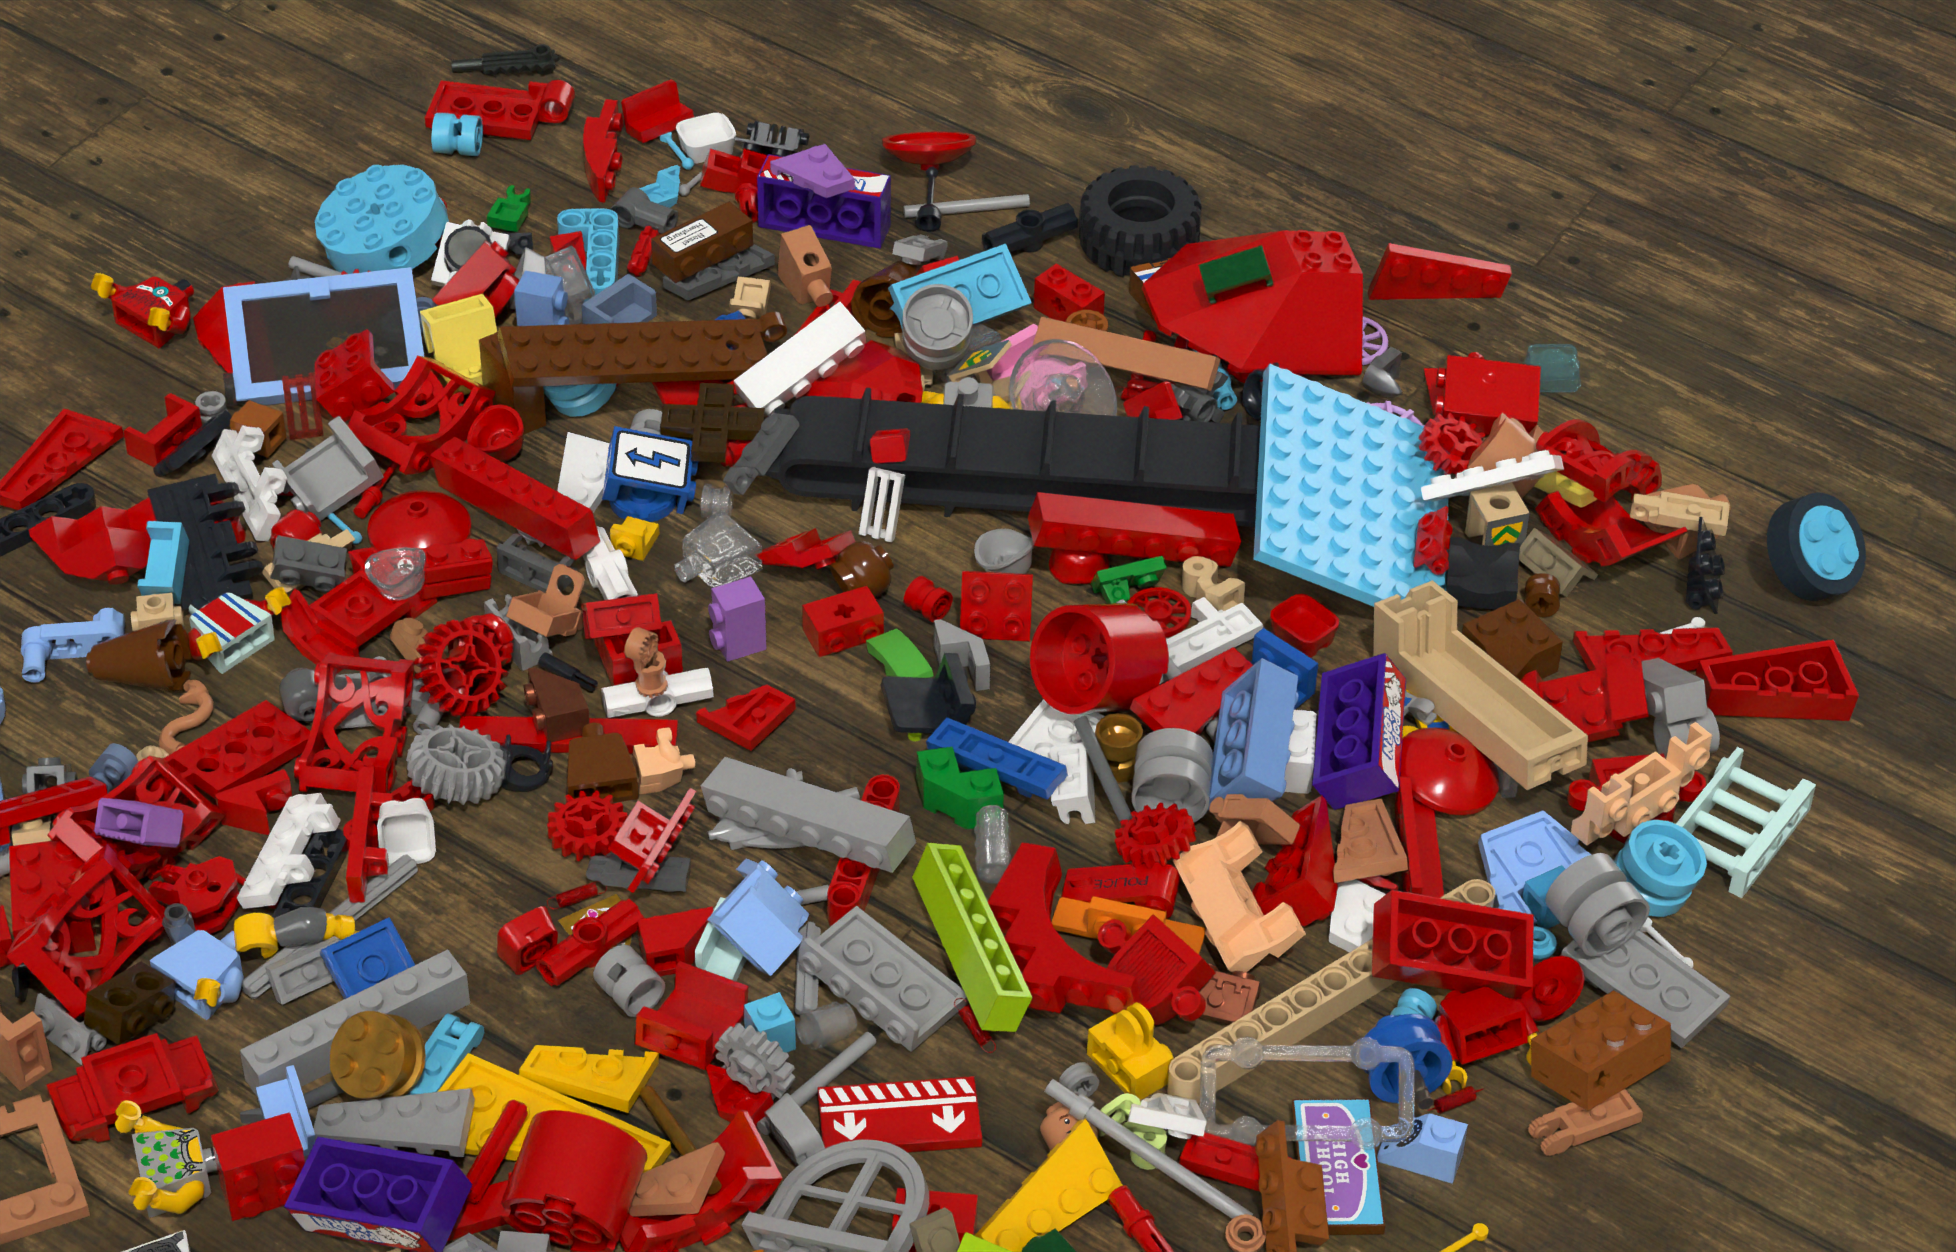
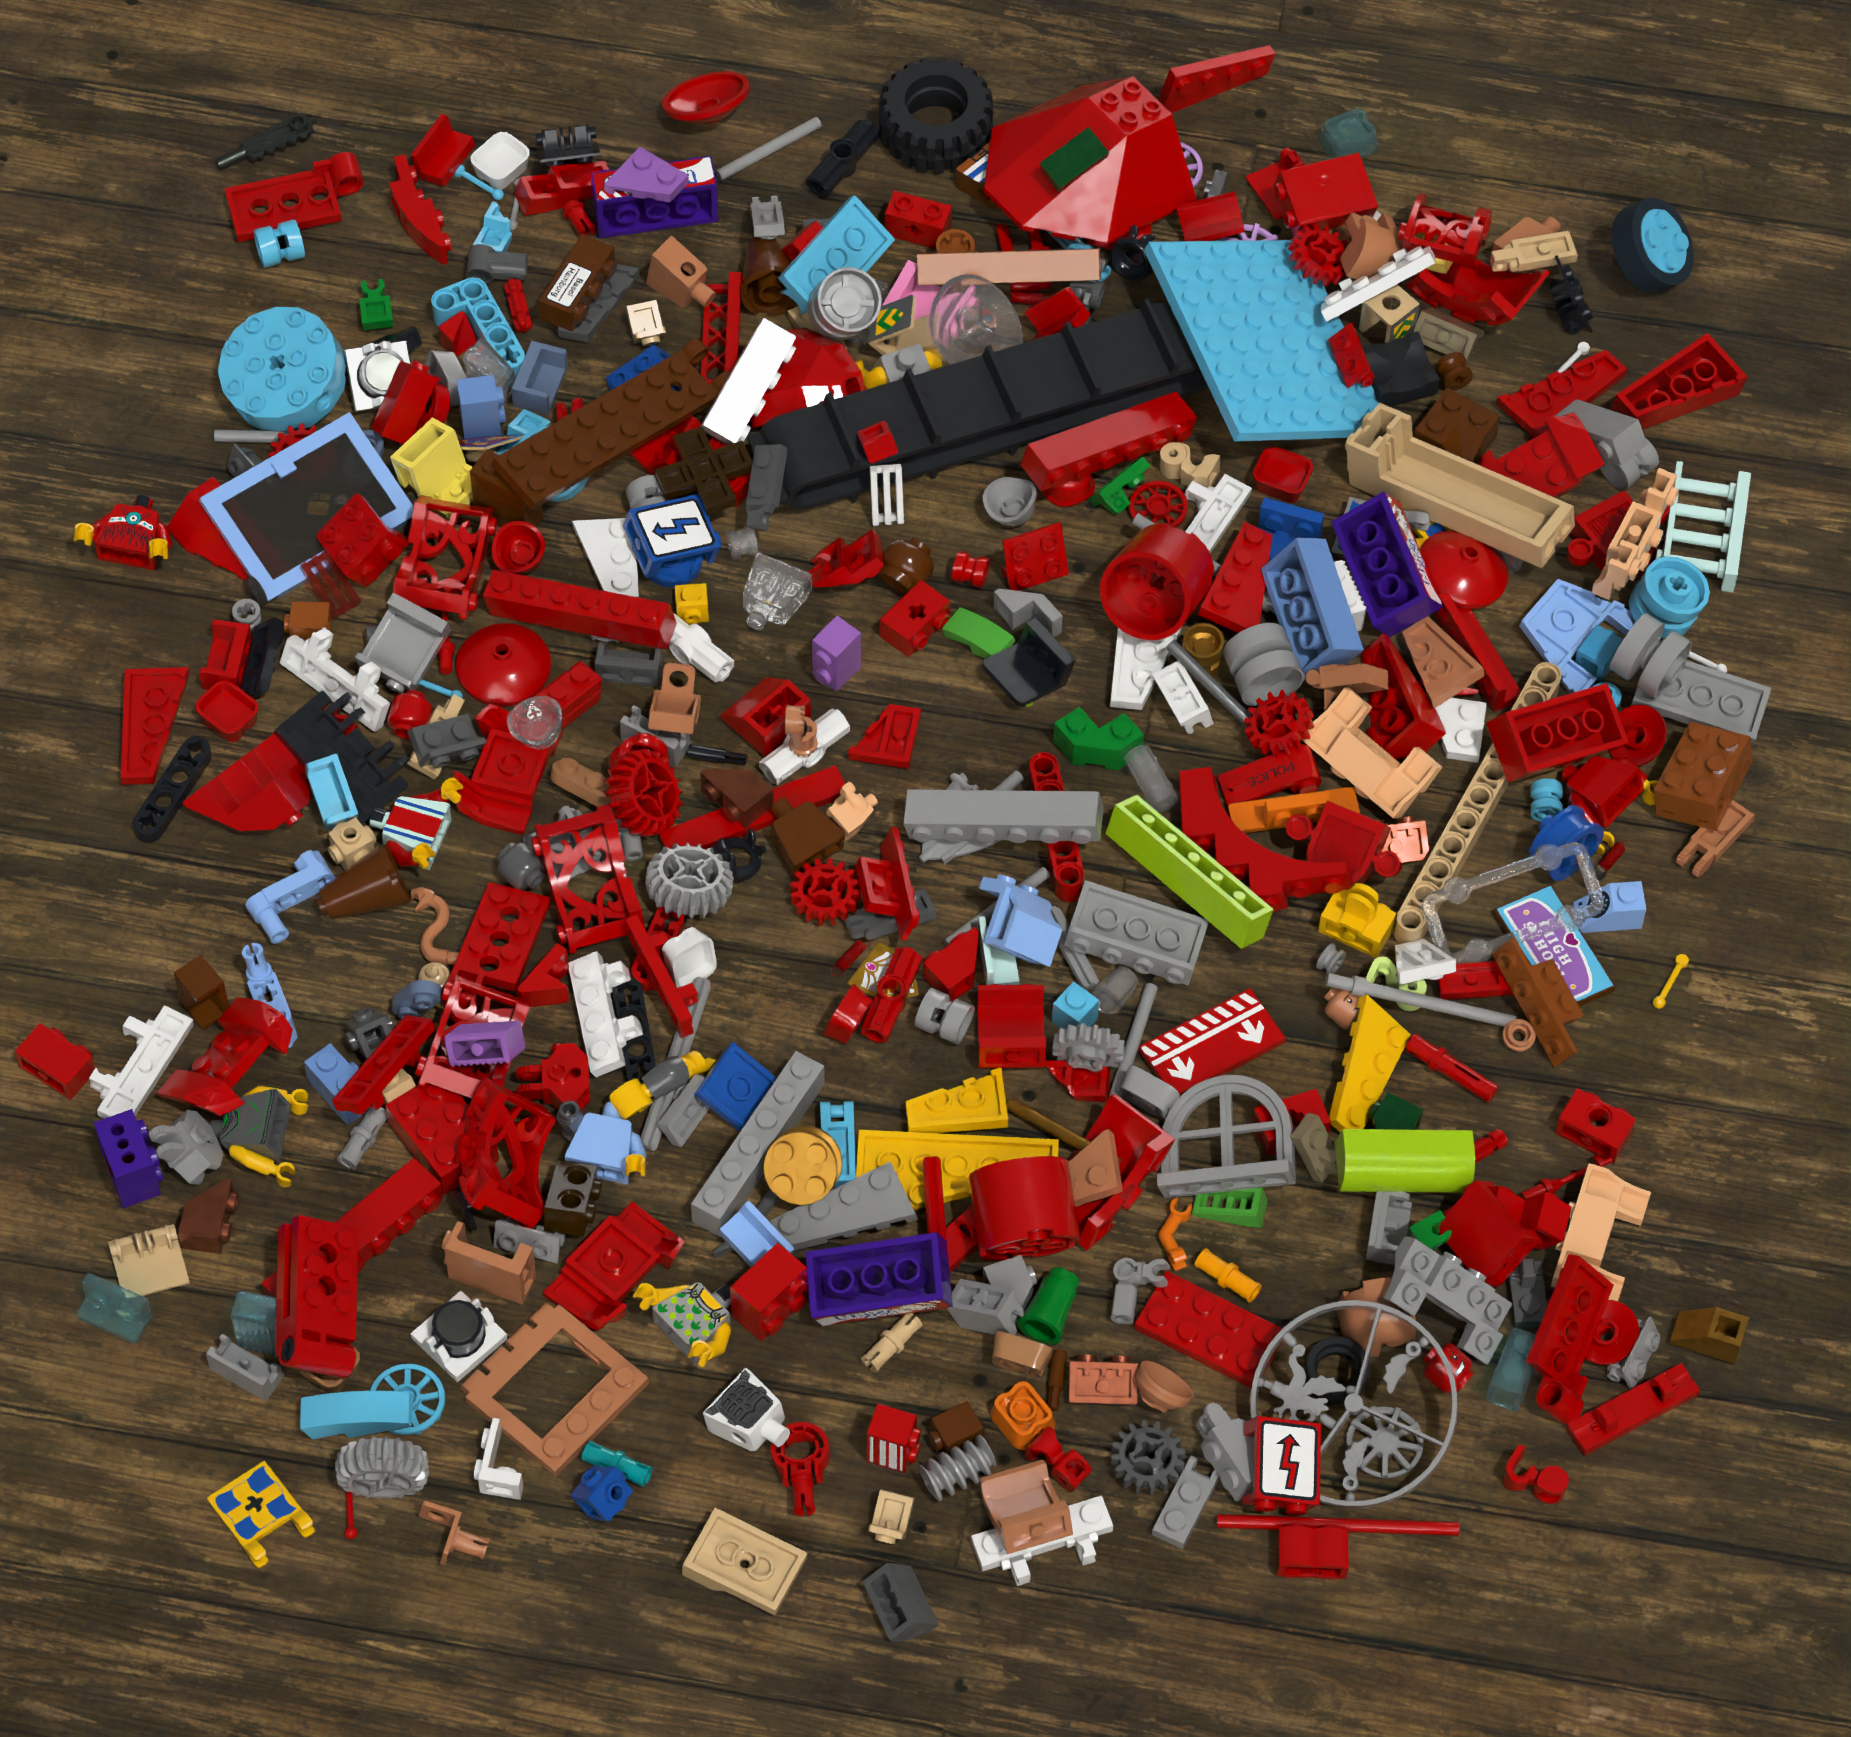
camera: 25 degrees left, 15 degrees up
(130, 473) = (227, 710): none -> red piece
(620, 615) = (743, 689): red panel -> none
(929, 216) = (745, 173): black hinge -> none
(972, 1024) = (1225, 943): red piece -> none
(983, 751) = (1114, 699): blue hinge -> none
(1366, 383) = (1211, 218): none -> red panel

